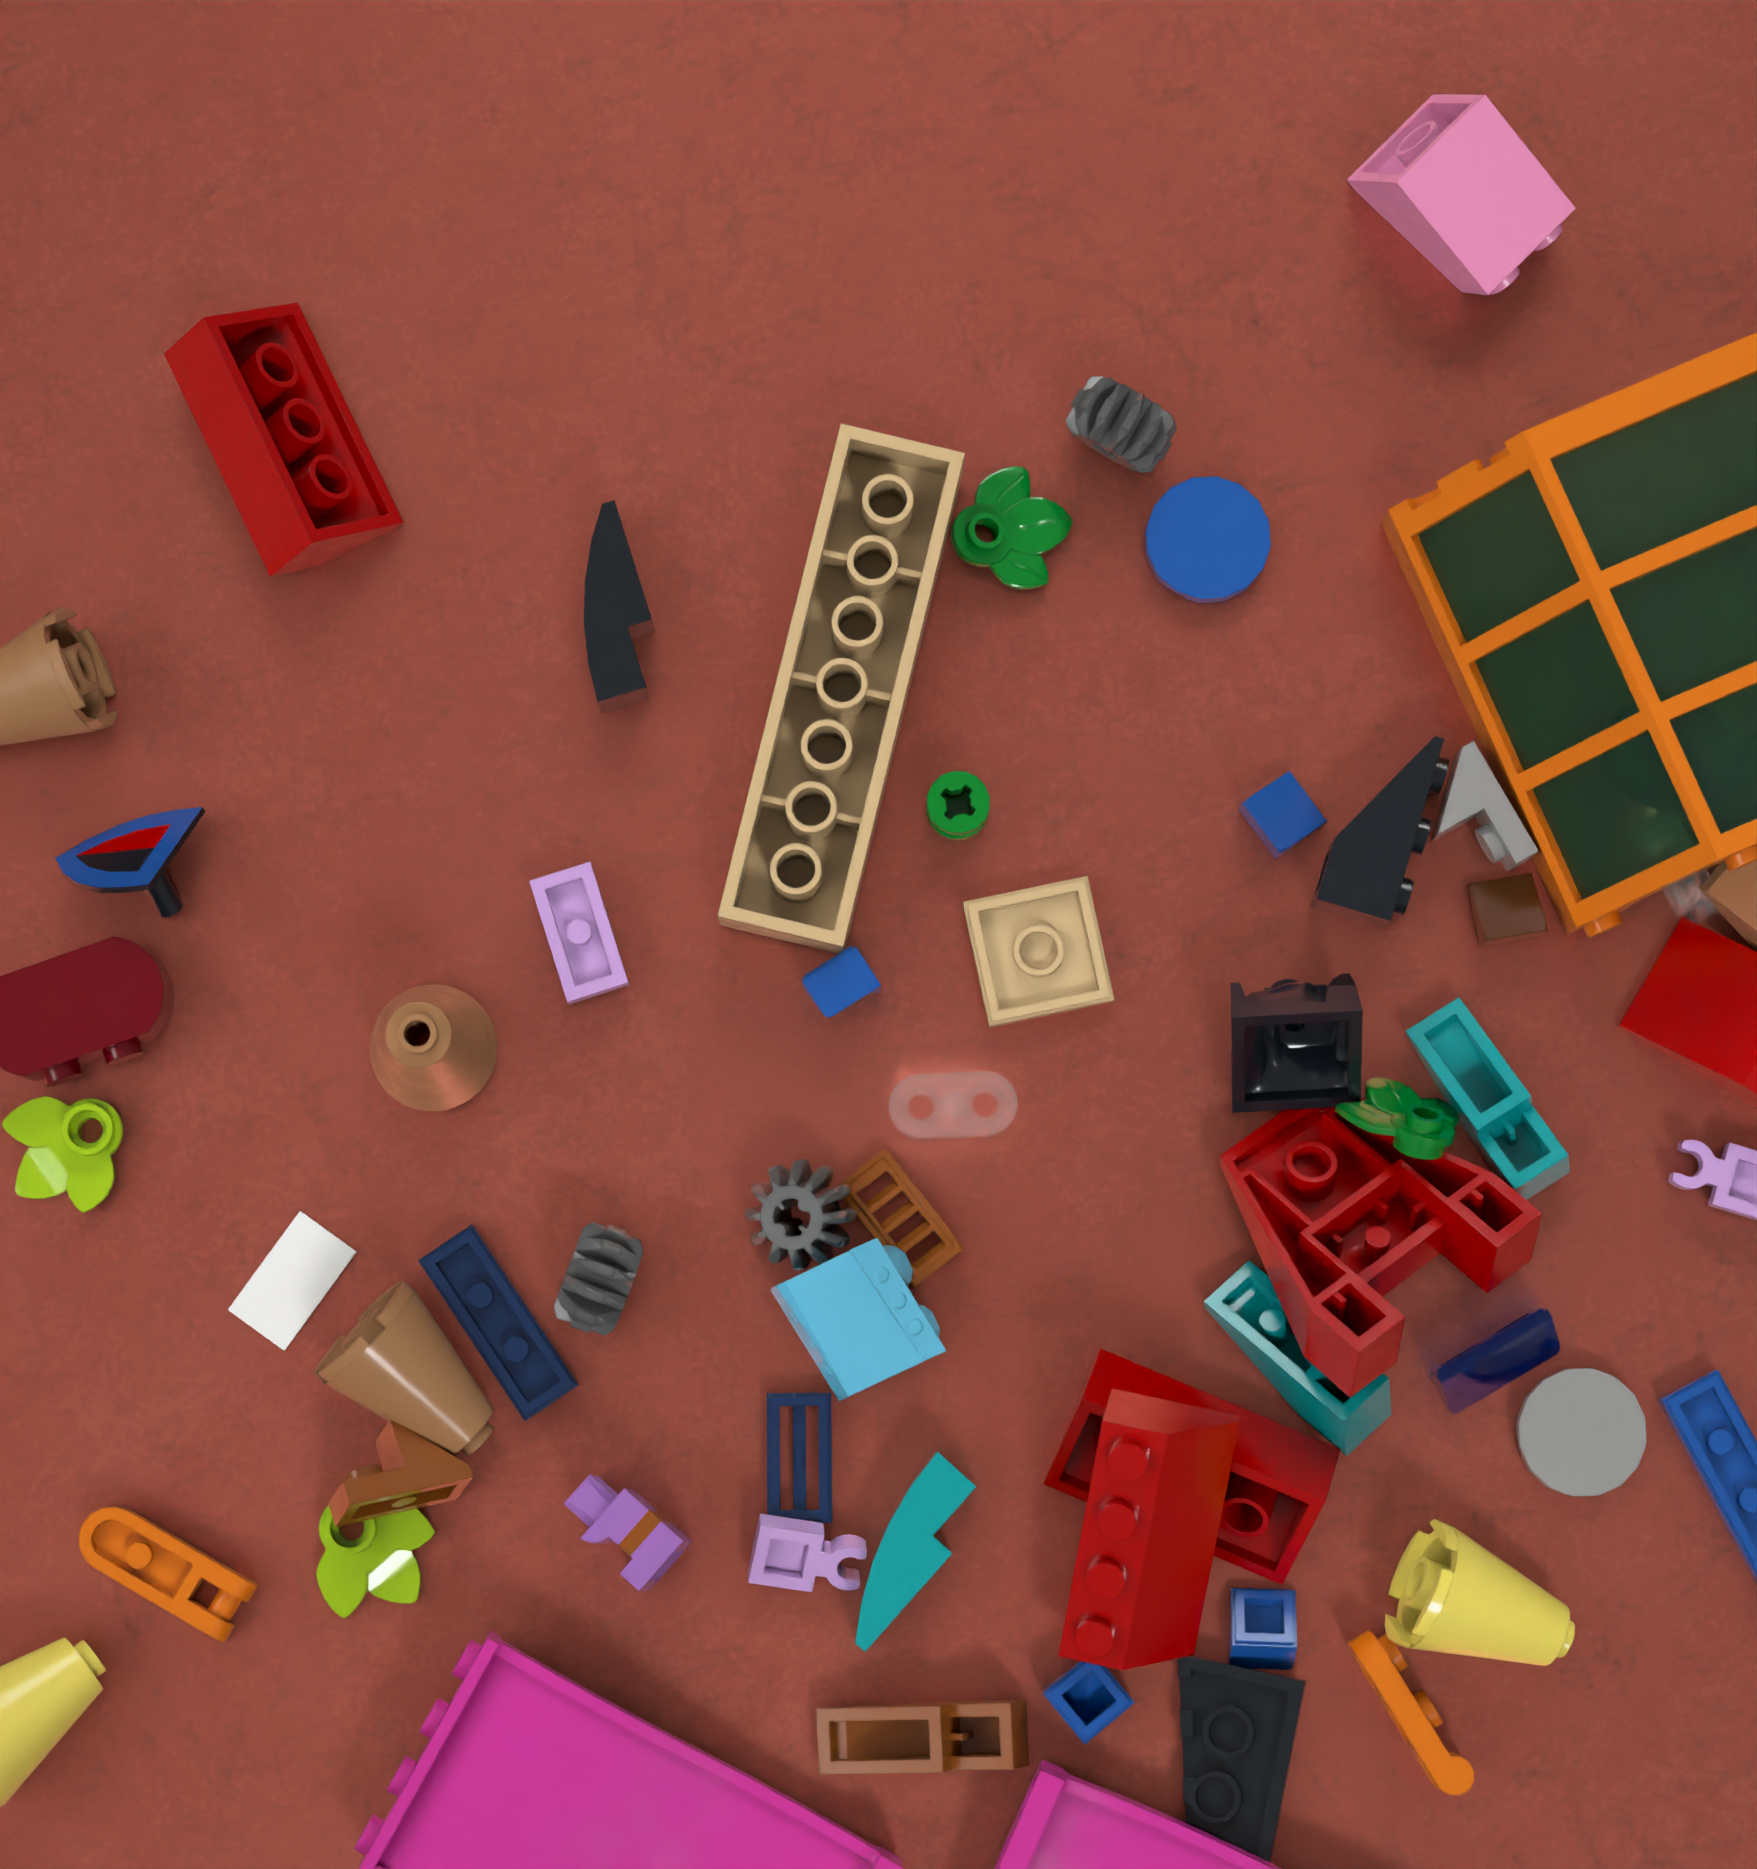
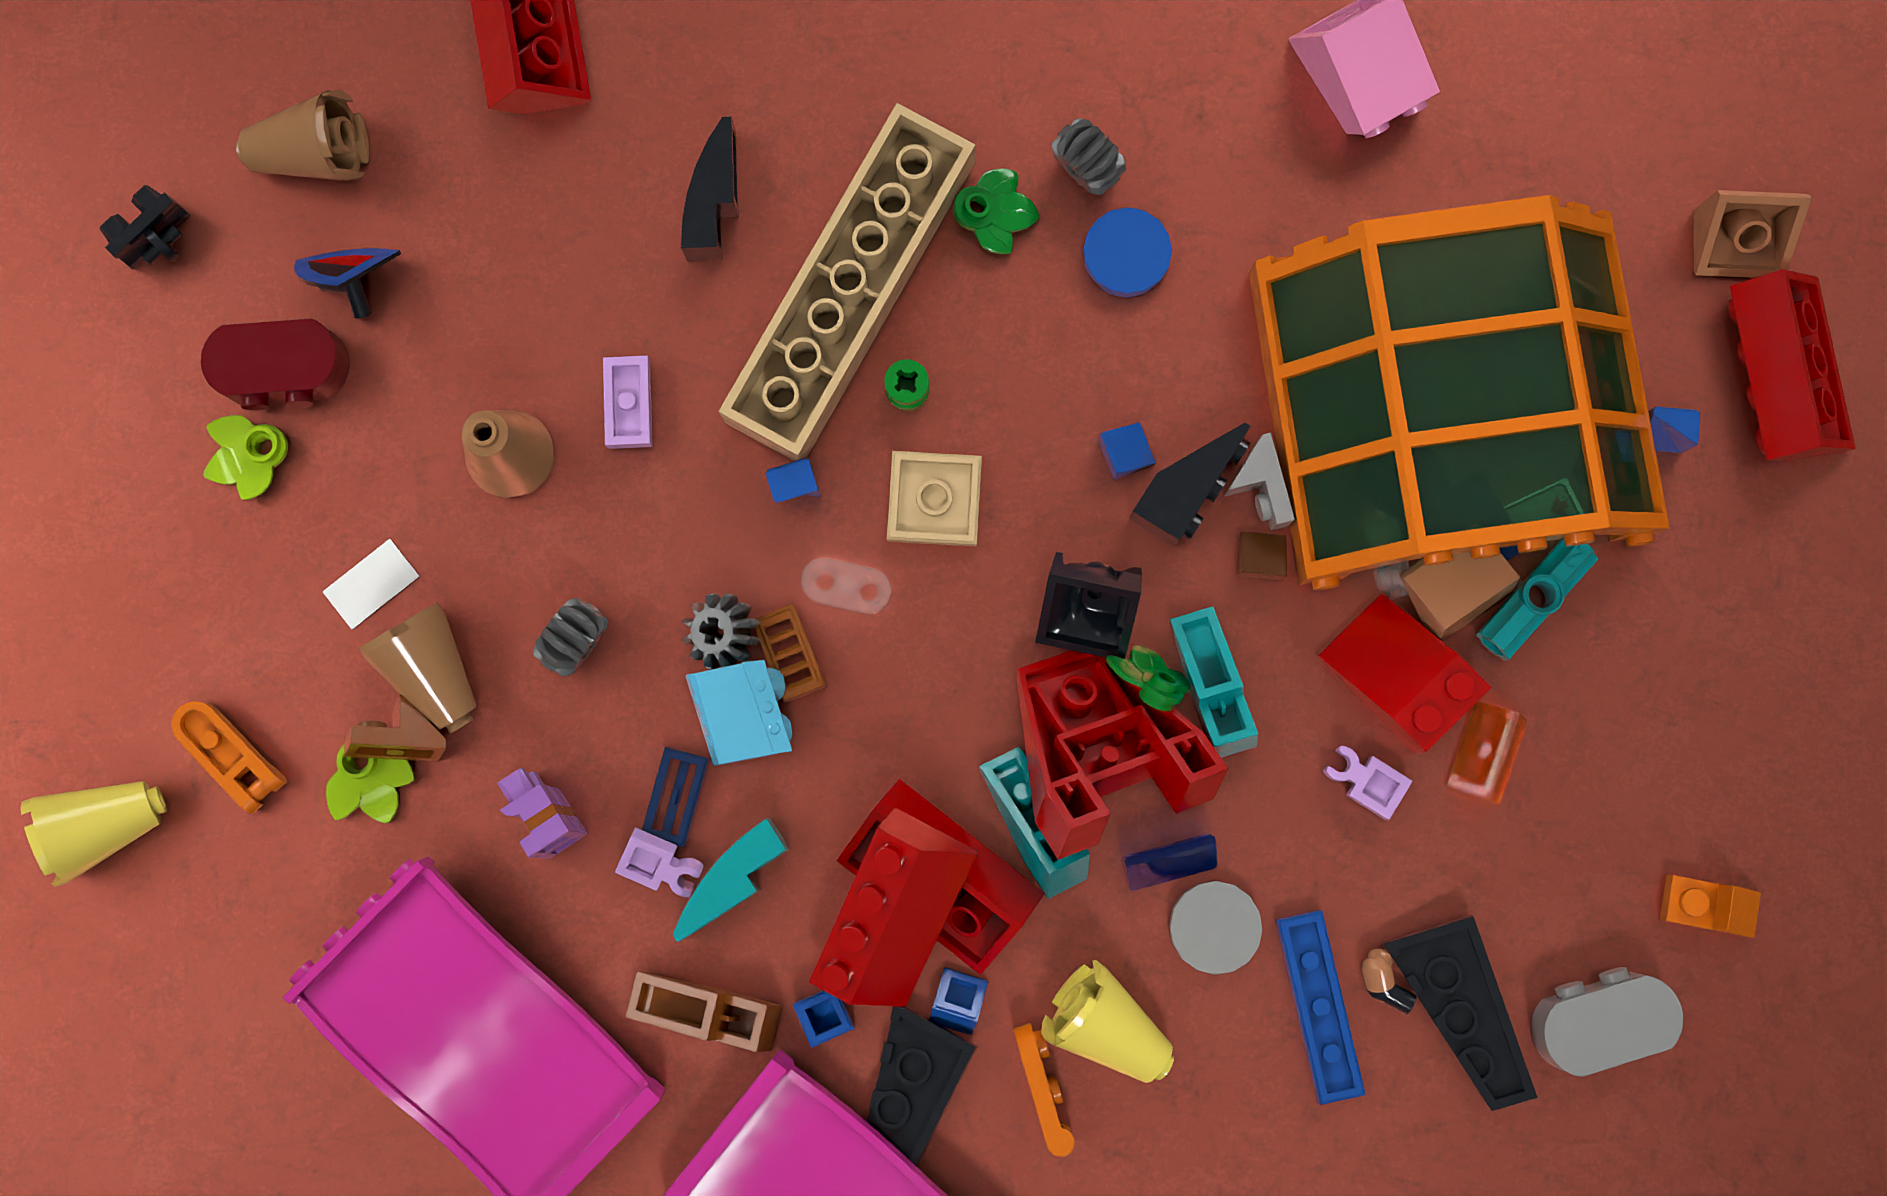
camera: 20 degrees right, 0 degrees up
(499, 1322) = (499, 650): dark blue tile -> none

